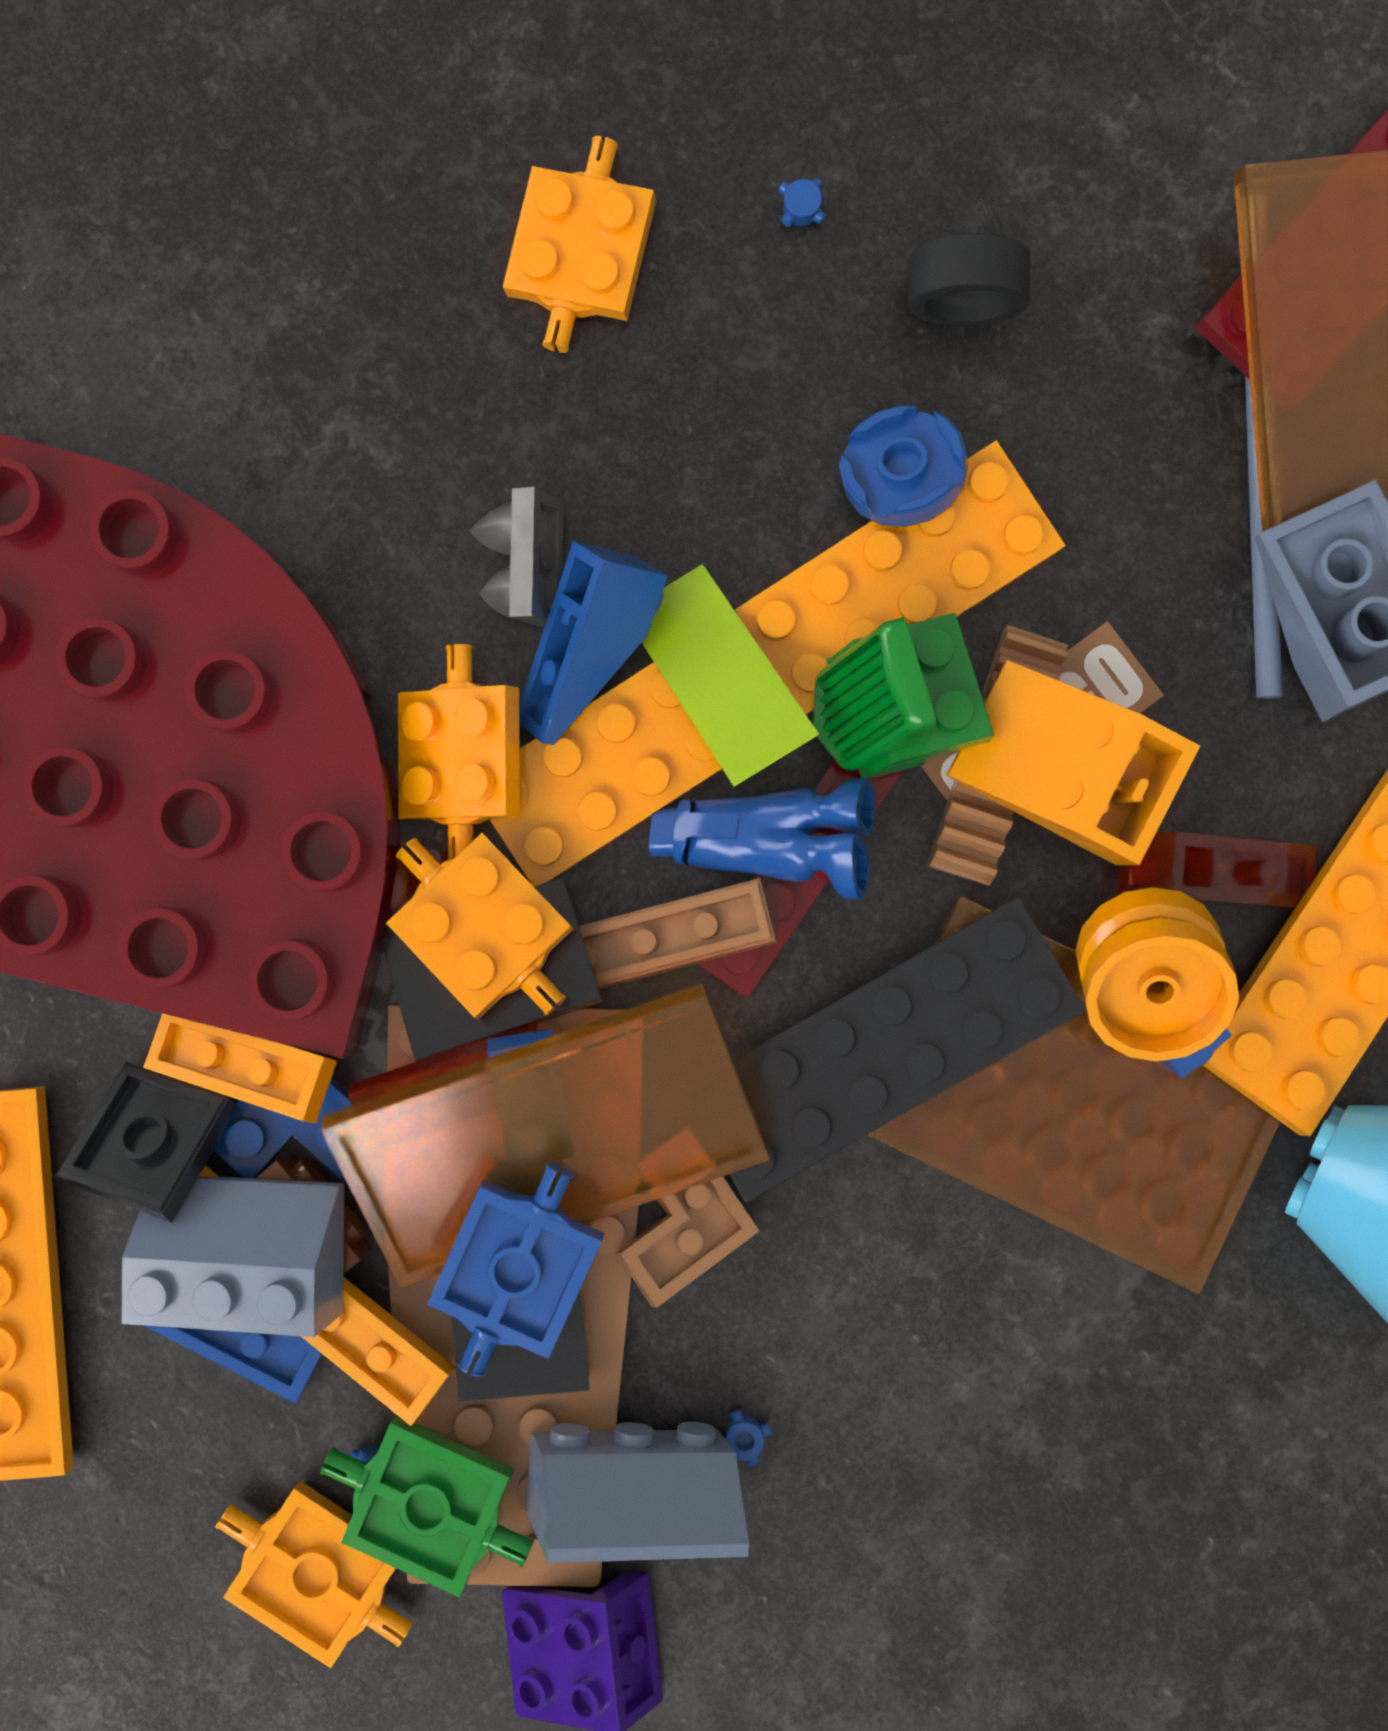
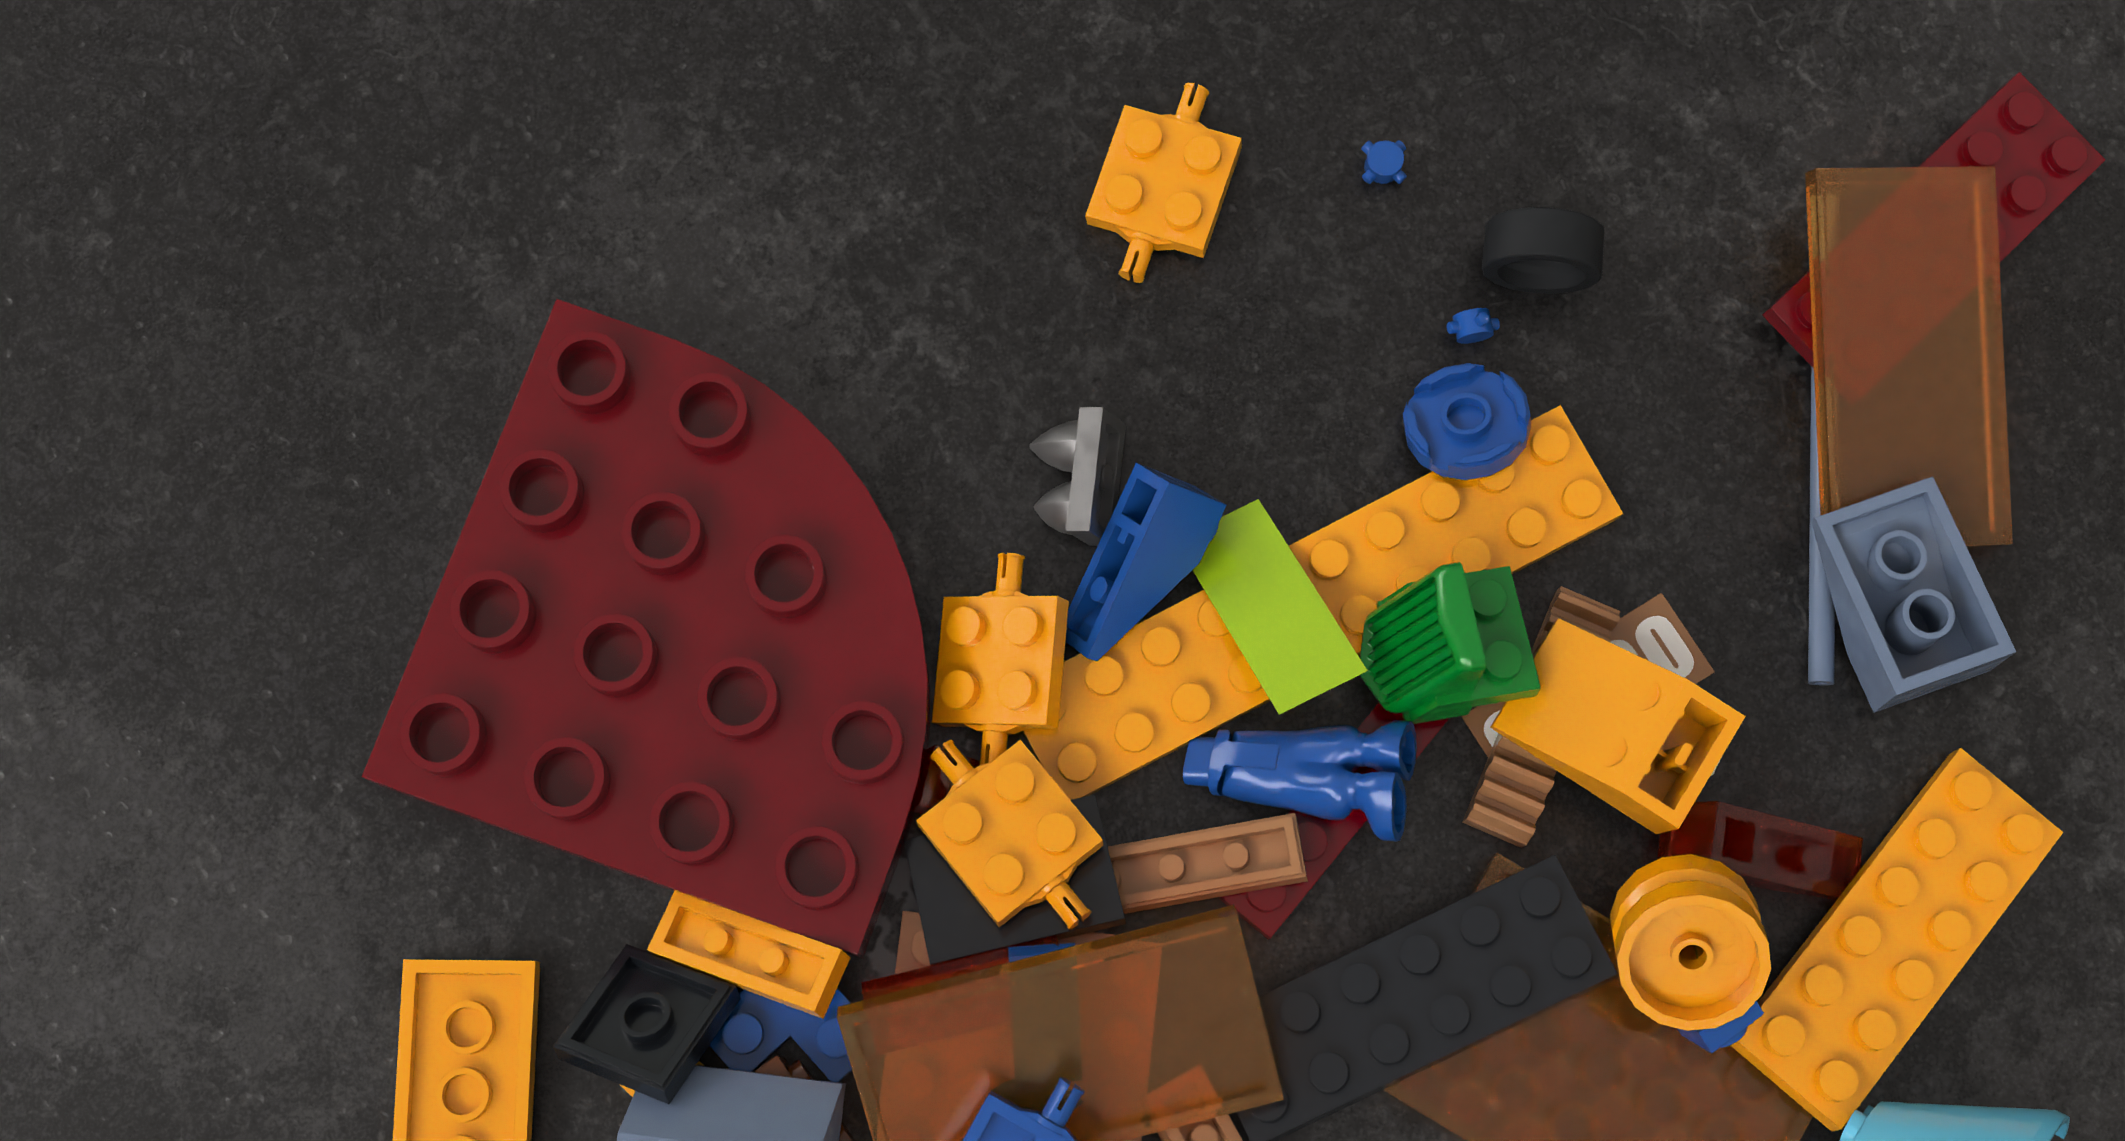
camera: 10 degrees right, 10 degrees down
(903, 366) = (1473, 325): none -> blue piece

